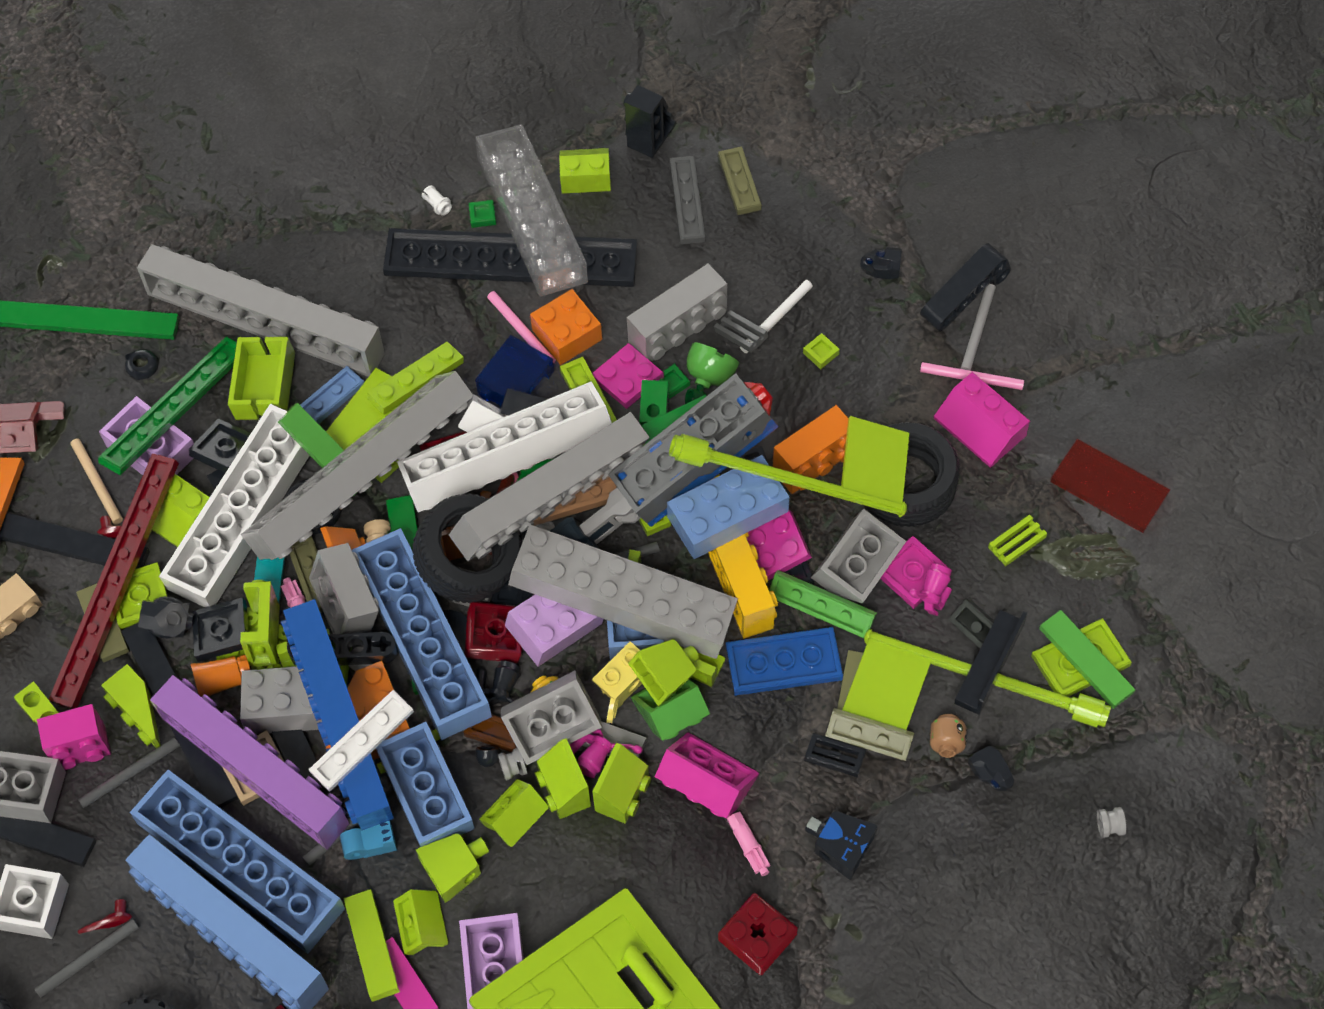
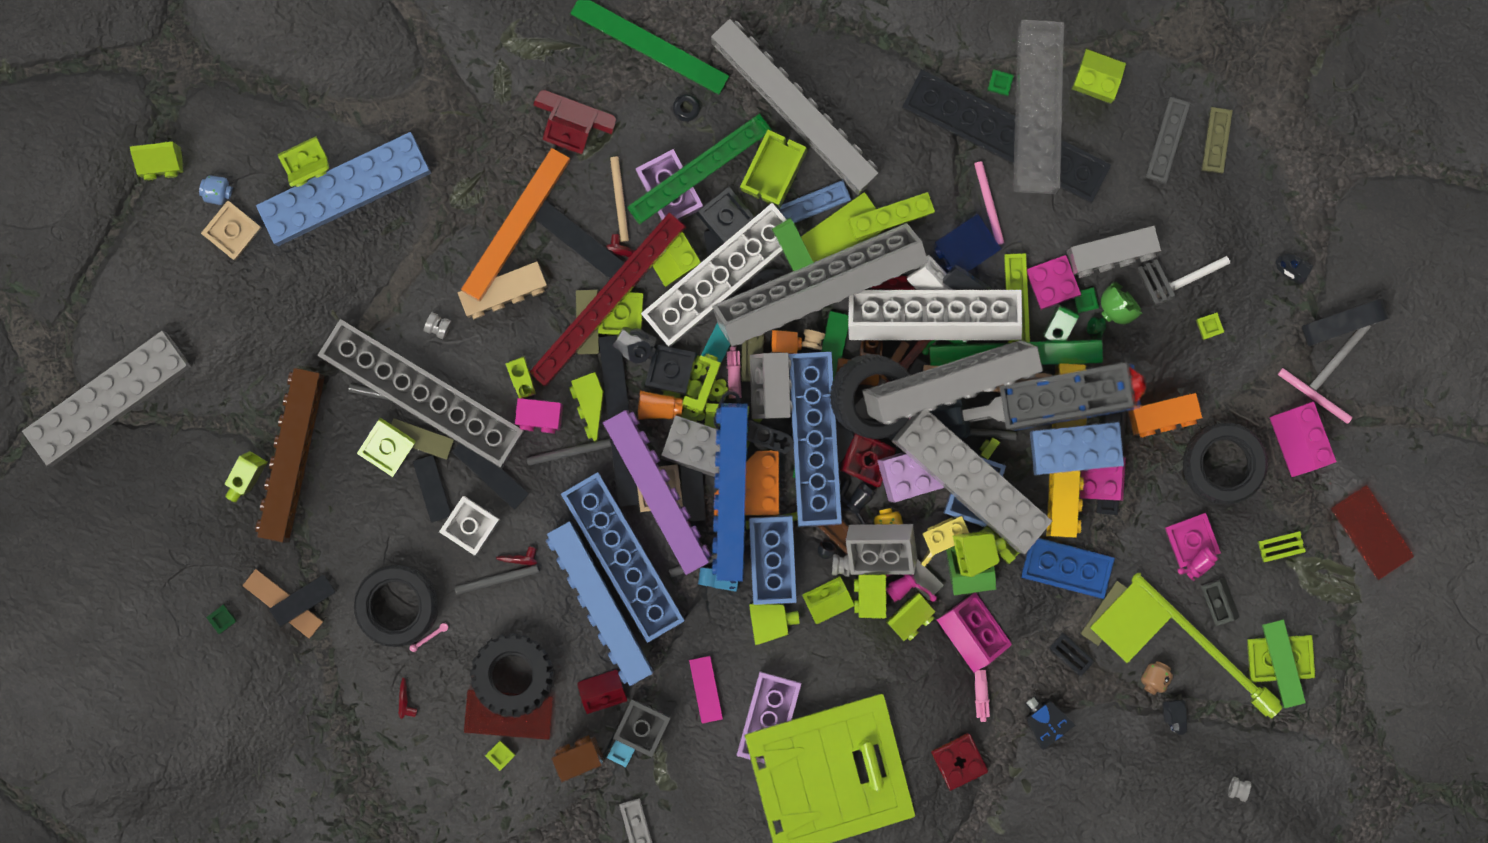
camera: 20 degrees right, 25 degrees up
(361, 740) = (740, 528): white tile -> none
(371, 945) = (693, 657): lime tile -> none
(420, 921) = (733, 653): lime panel -> none
(441, 204) = (969, 56): white pin -> none
(566, 326) = (1023, 221): orange brick -> none
(646, 121) = (1164, 62): black wedge -> none
(822, 604) = (1114, 537): bright green tile -> none
(859, 558) = (1157, 515): light grey slope -> none
(869, 734) = (1102, 652): tile -> none
(871, 466) = (1194, 463): lime flag -> none
(990, 661) = (1213, 638): black panel -> none

